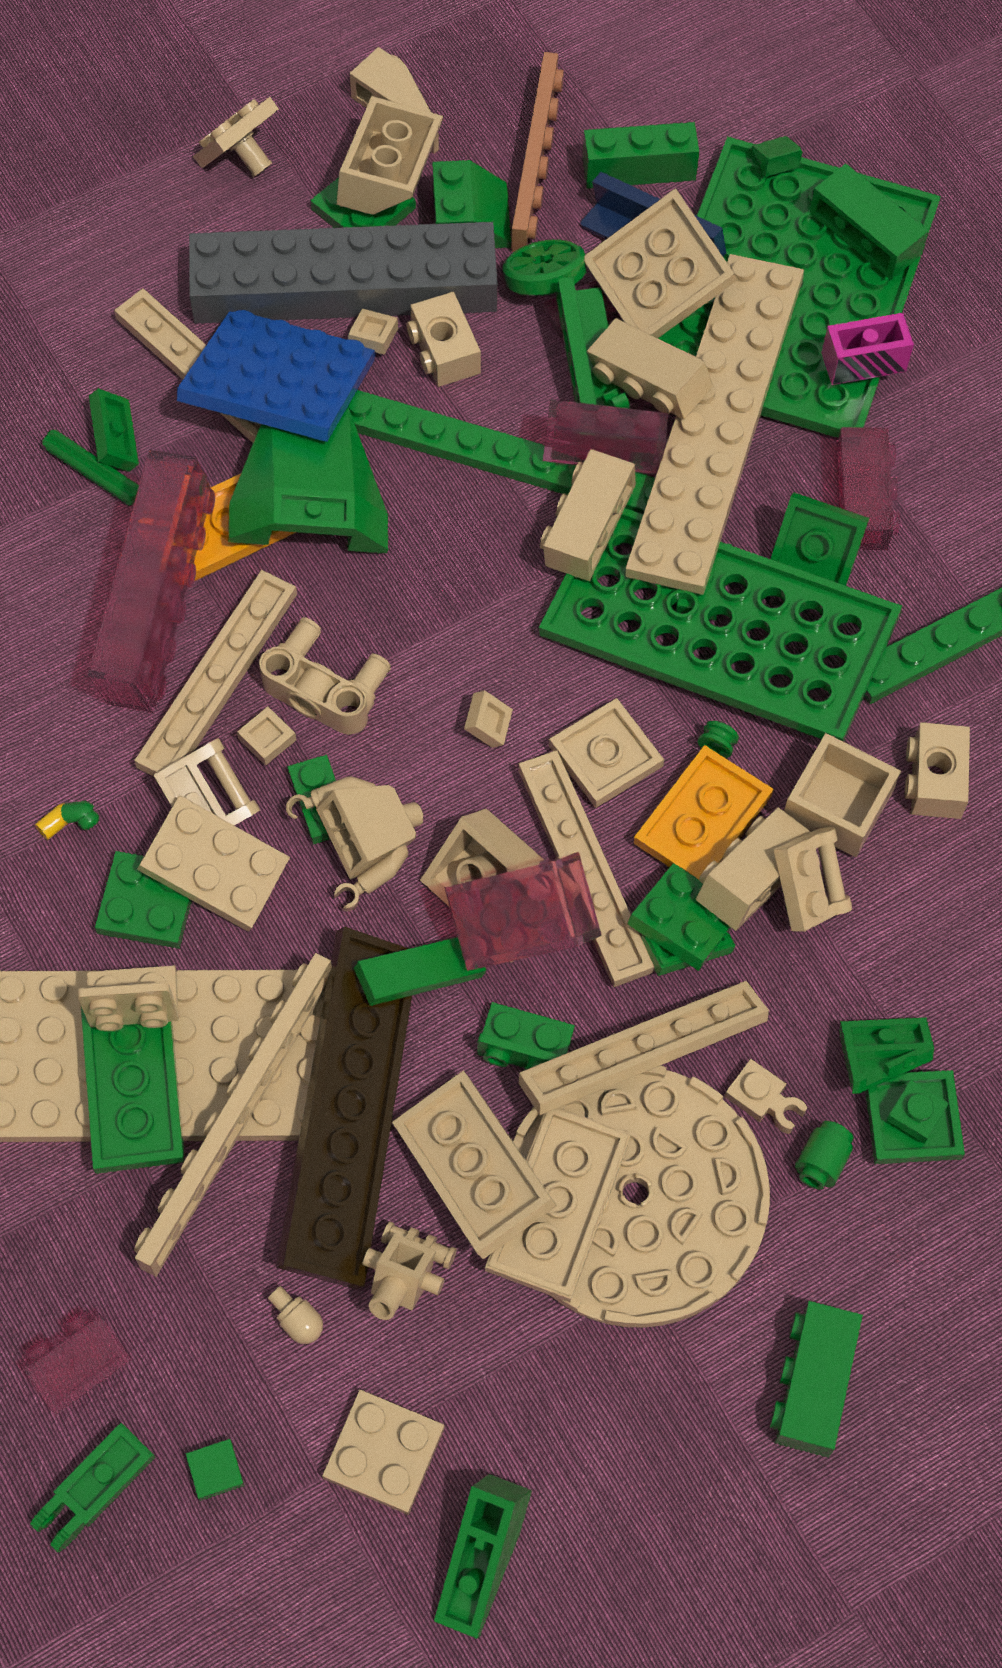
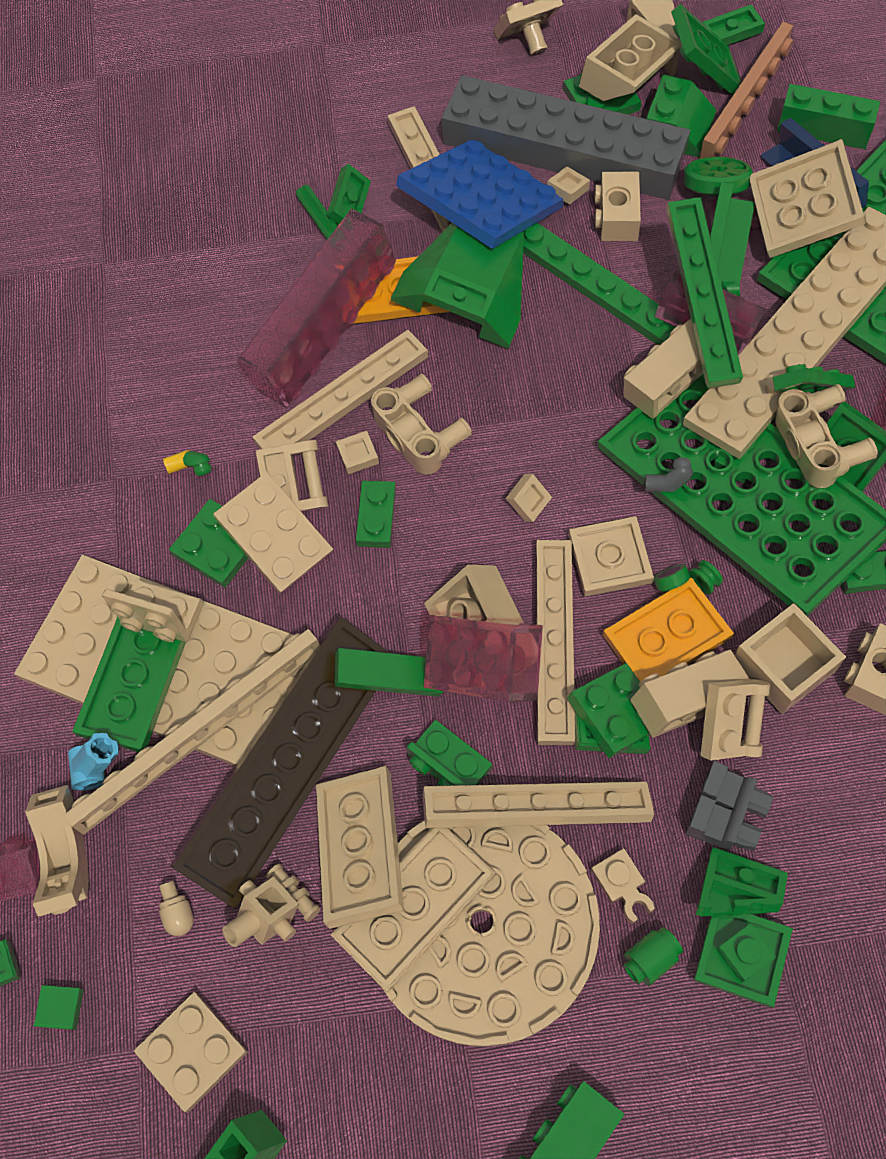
camera: 30 degrees right, 0 degrees up
(125, 1196) = (90, 761): none -> medium azure piece
(136, 1303) = (60, 852): none -> tan arch
(366, 829) = (396, 549): tan torso -> none
(471, 116) = (705, 50): none -> green plate
(483, 72) = (736, 24): none -> green plate
(595, 418) = (704, 293): none -> green plate
(642, 645) = (671, 481): none -> dark grey arm
(649, 369) = (767, 271): tan brick -> none
(683, 752) = (671, 578): none -> green tile
(750, 479) = (811, 379): none -> green plate
(772, 546) = (810, 438): none -> tan piece
(835, 977) = (723, 807): none -> dark grey hips

